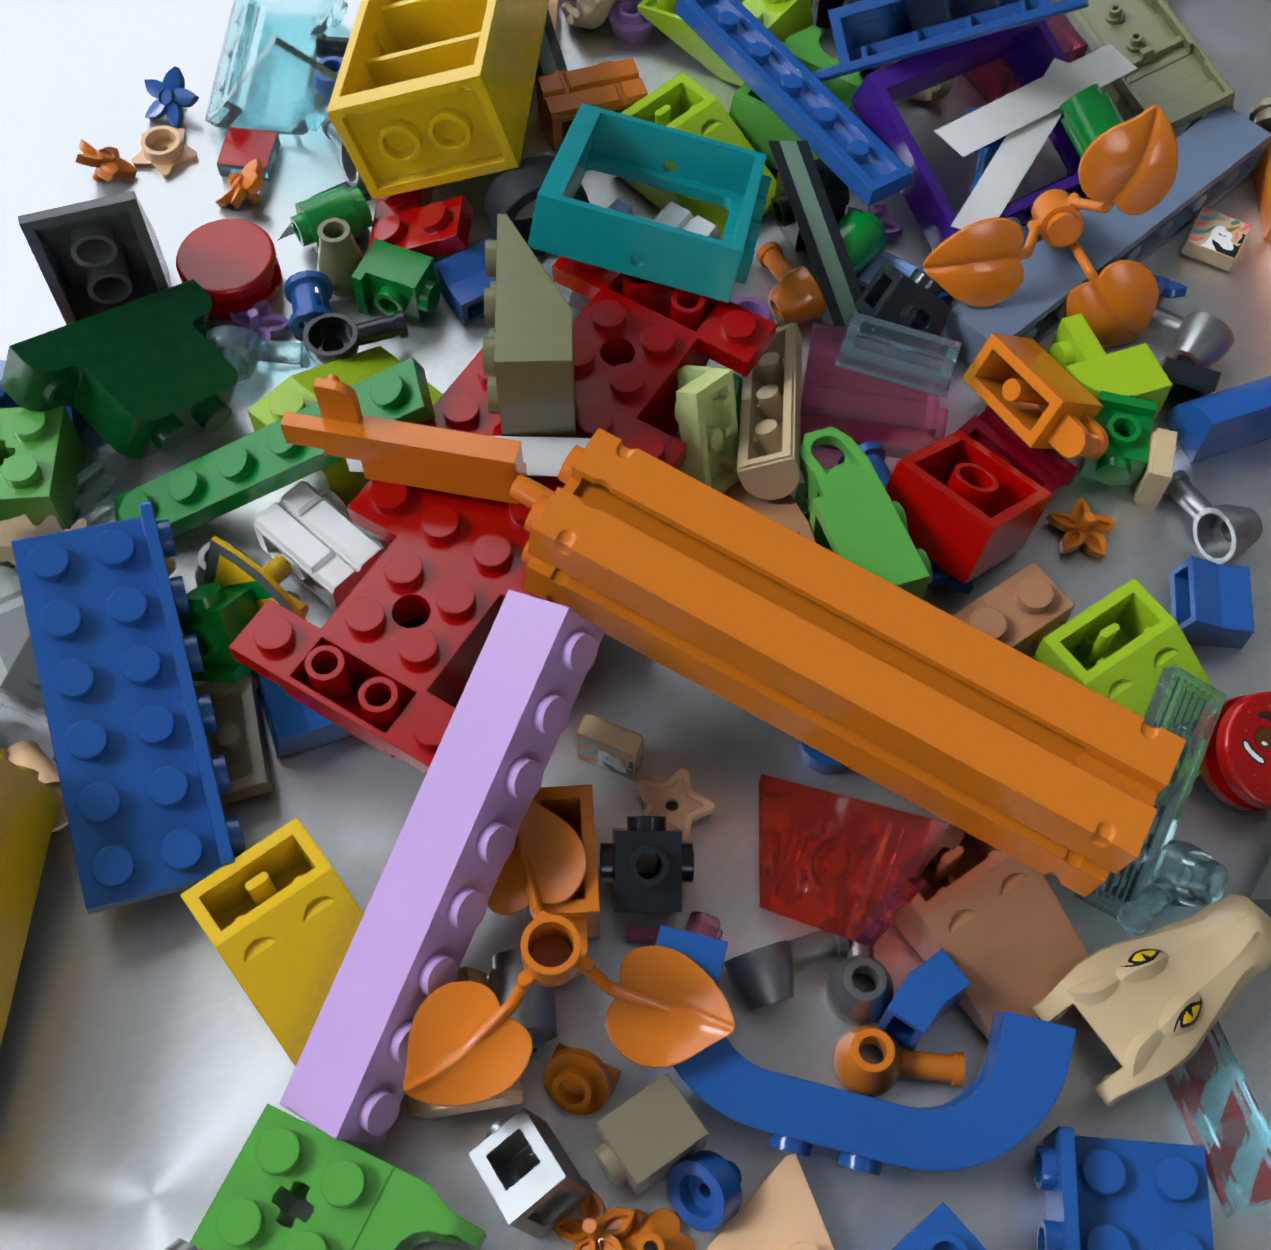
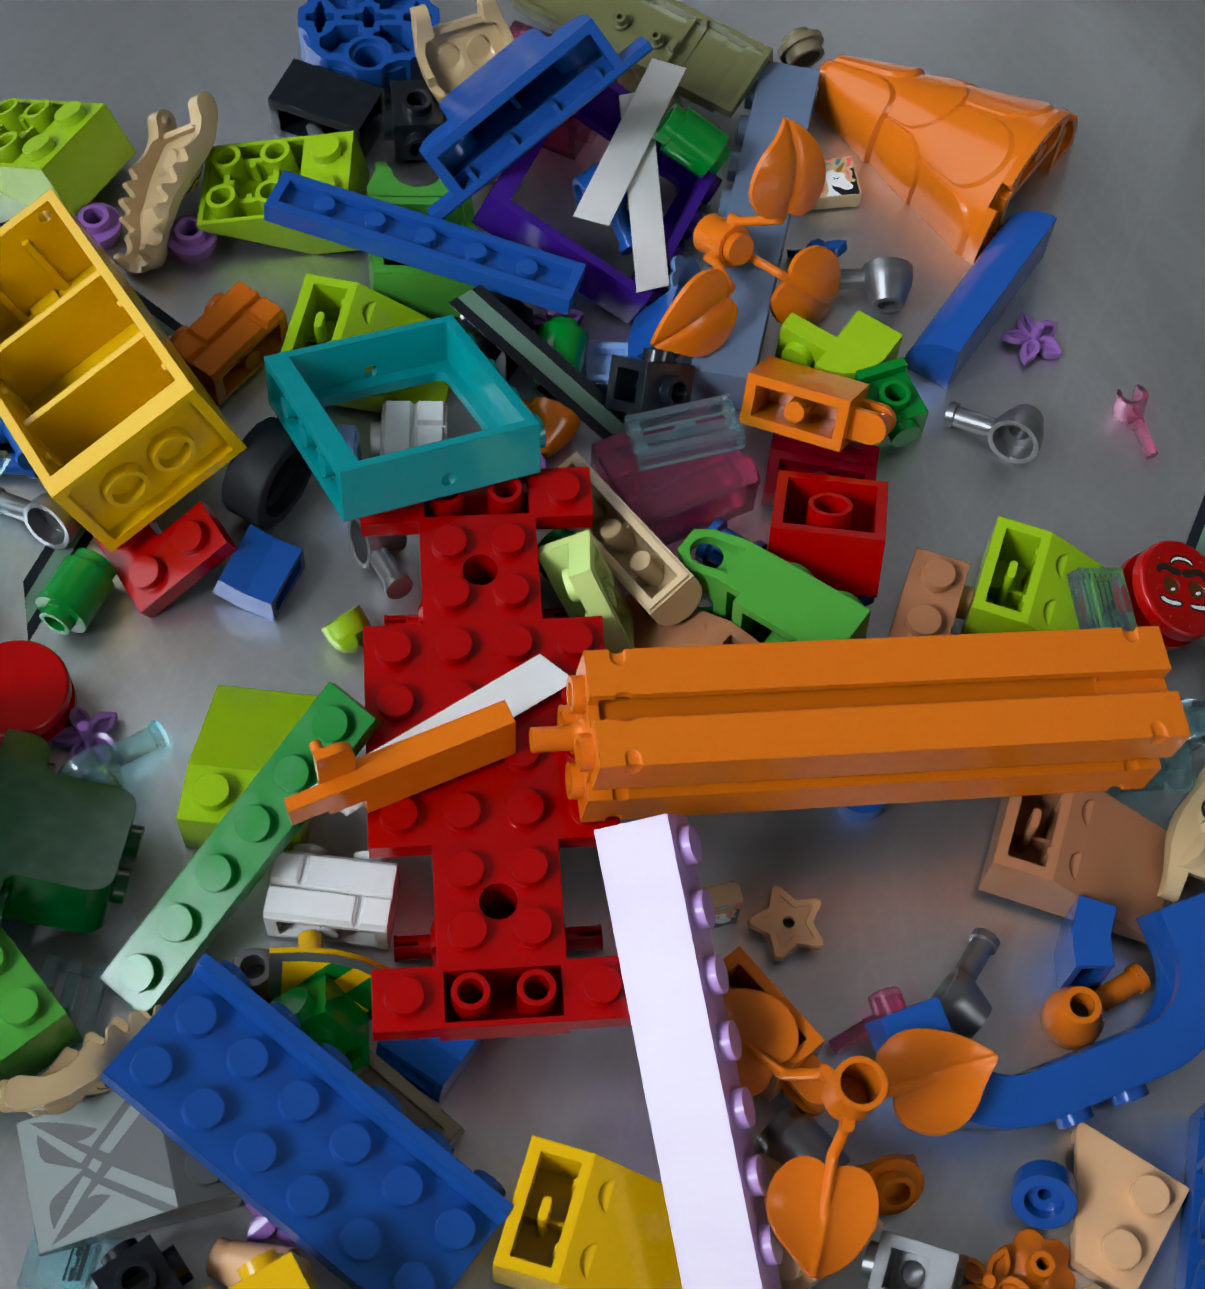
camera: 40 degrees left, 0 degrees up
(305, 301) = (129, 687): blue bush -> none
(338, 255) = (122, 628): olive cone -> none
(338, 337) = (191, 695): black bar -> none
(396, 281) = (193, 616): green brick -> none
(531, 341) = (431, 604): olive slope -> none
(648, 1136) = (980, 1184): dark tan brick -> none
(649, 891) = (820, 980): black brick -> none
(841, 858) = (956, 877): clear red wing -> none
(848, 1002) = (1012, 968): flat silver bar -> none
(1082, 530) = (914, 495): orange plant -> none
(1158, 469) = (942, 412): tan tile -> none
(1190, 377) = (907, 317): black tile -> none
(1212, 602) = (1048, 496): blue piece -> none

